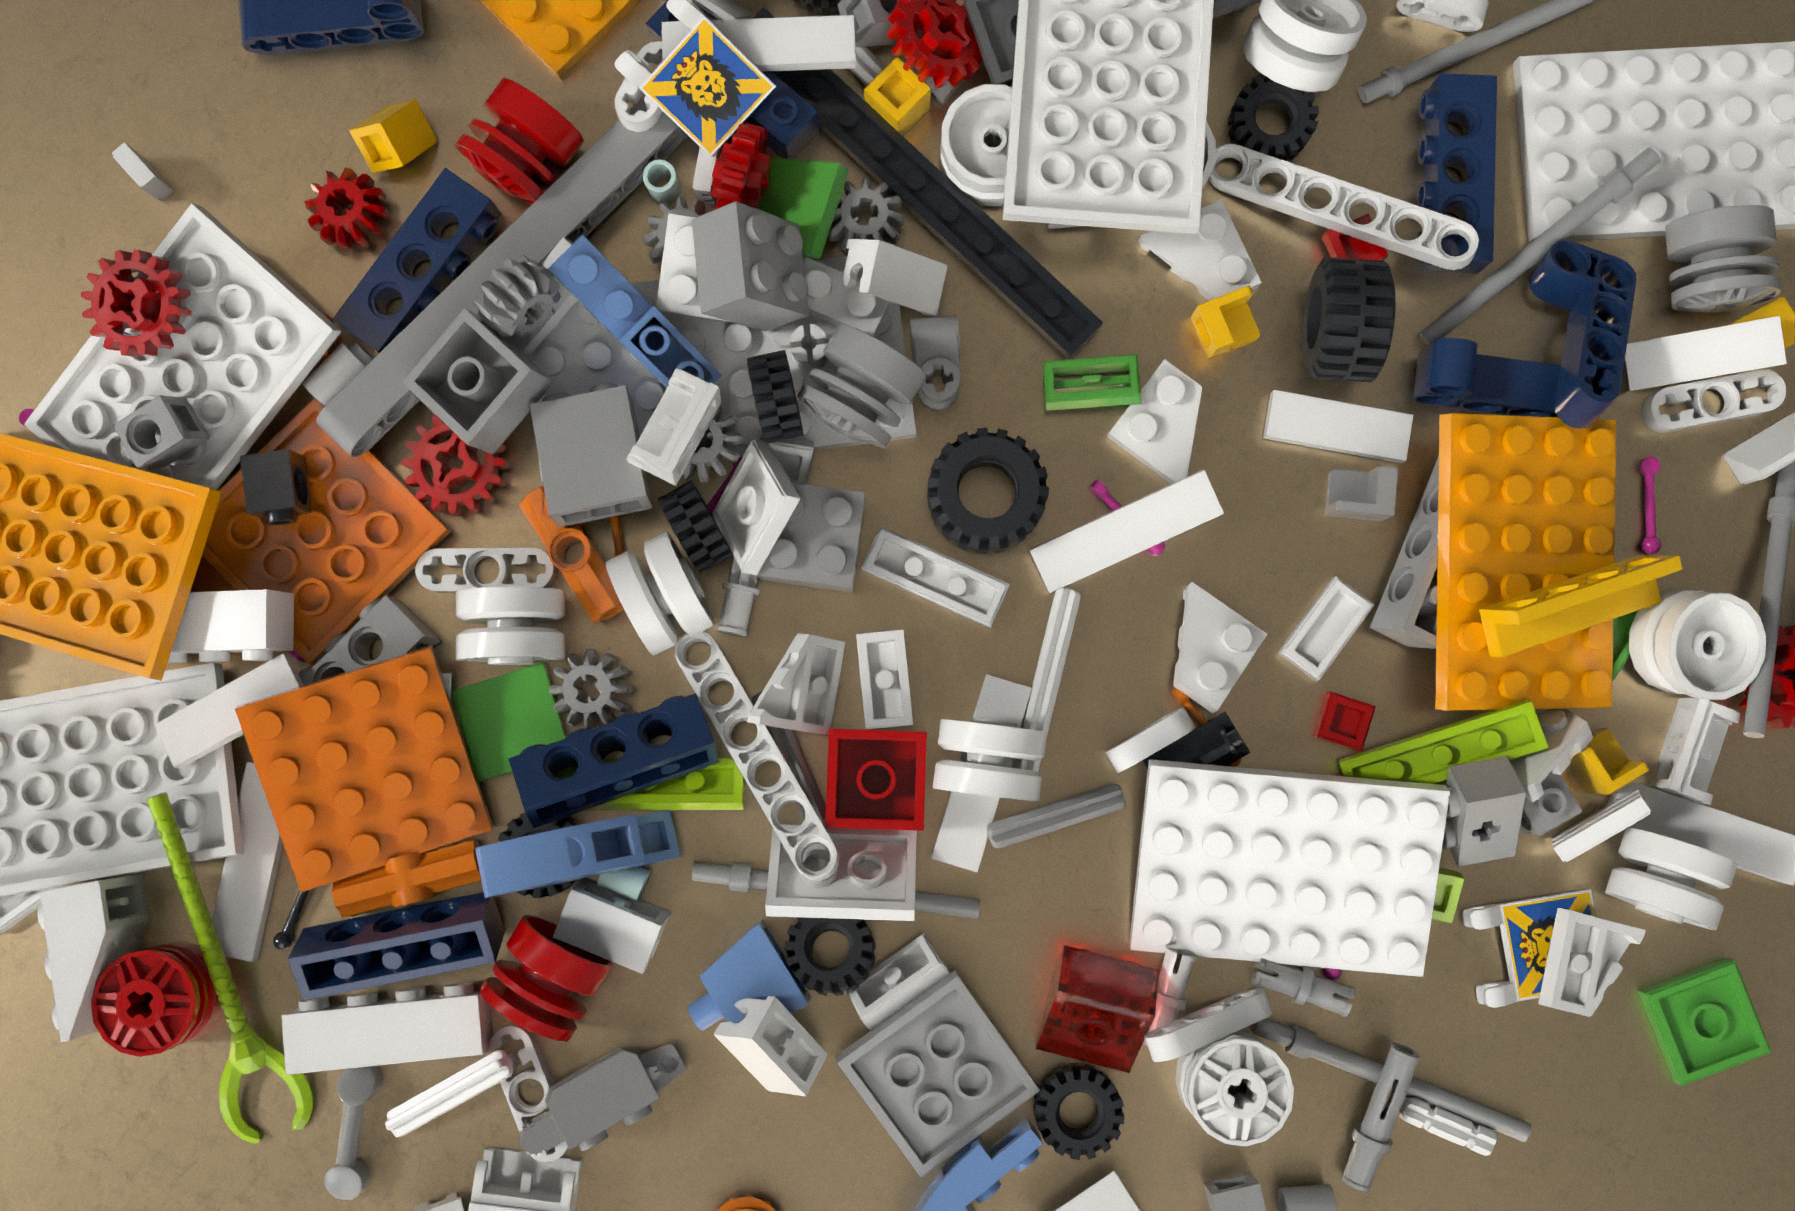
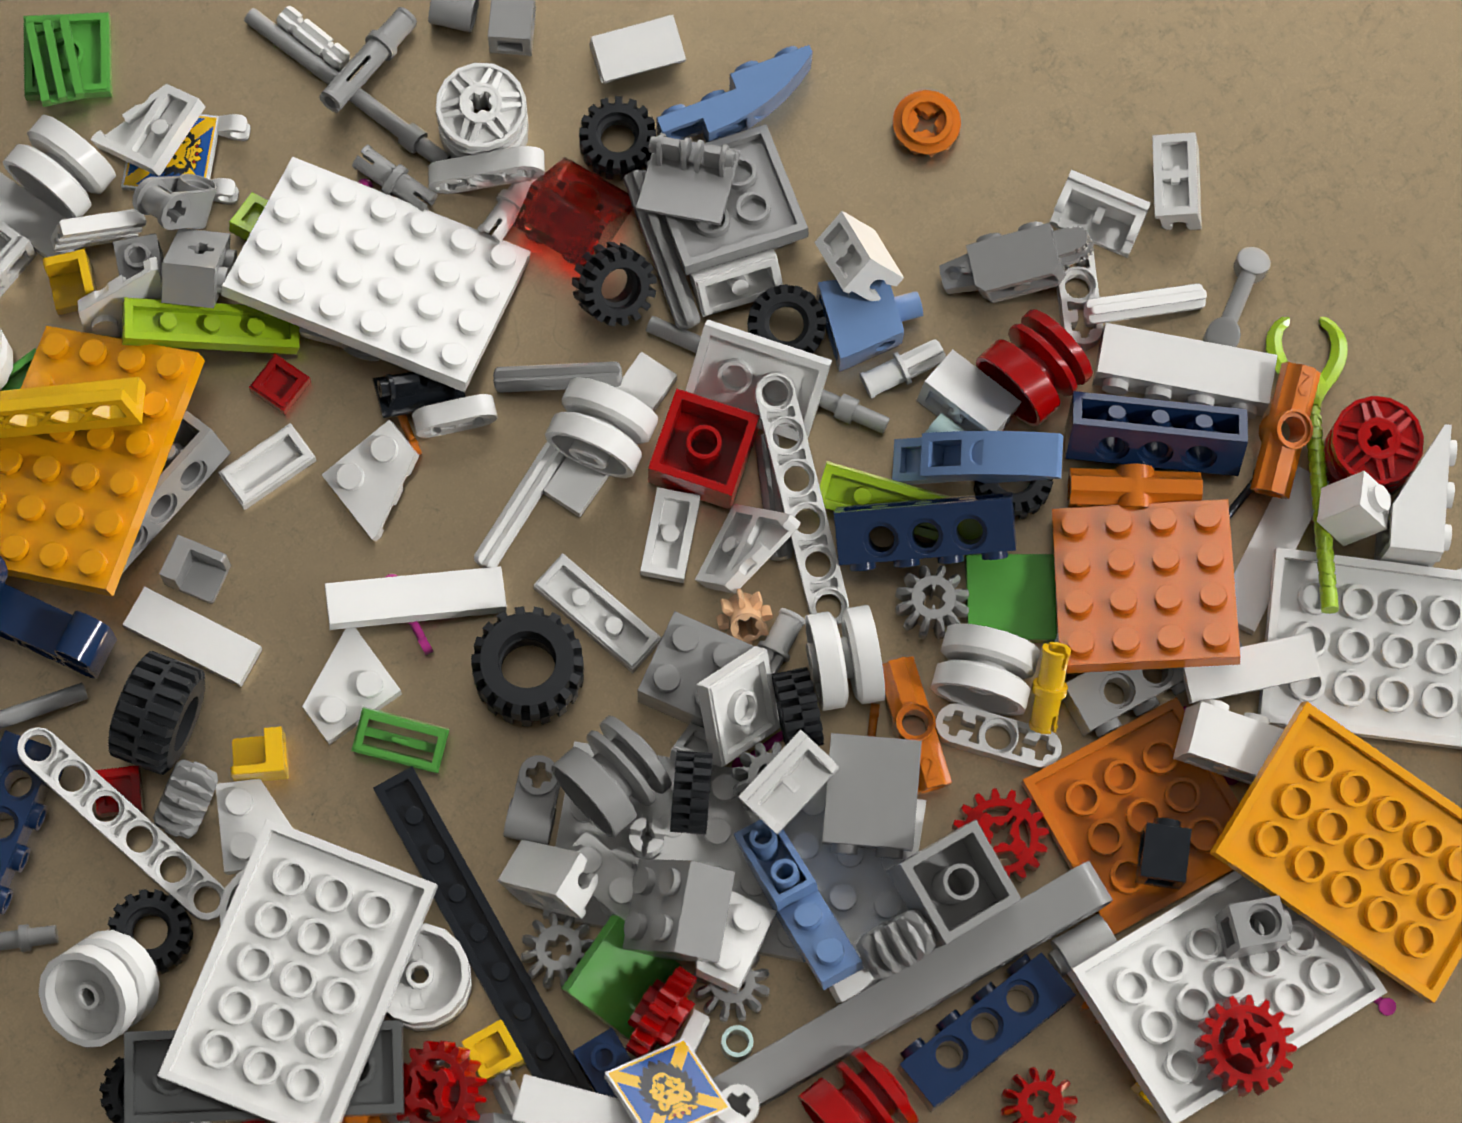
camera: 170 degrees left, 10 degrees down
(153, 918) = (1354, 508): none -> white brick
(257, 990) = (1278, 456): none -> orange piece
(436, 625) = (1049, 687): none -> yellow pin
(692, 940) = (902, 368): none -> white axle
(780, 612) = (744, 616): none -> light nougat gear
(985, 1080) = (688, 179): none -> light grey hinge
(991, 996) = (664, 257): none -> light grey axle
(1047, 947) = (598, 268): none -> black tyre
(1286, 250) = (185, 798): none -> light grey gear
(1531, 881) = (176, 200): none -> light grey piece
(1741, 1042) = (48, 29): none -> bright green tile

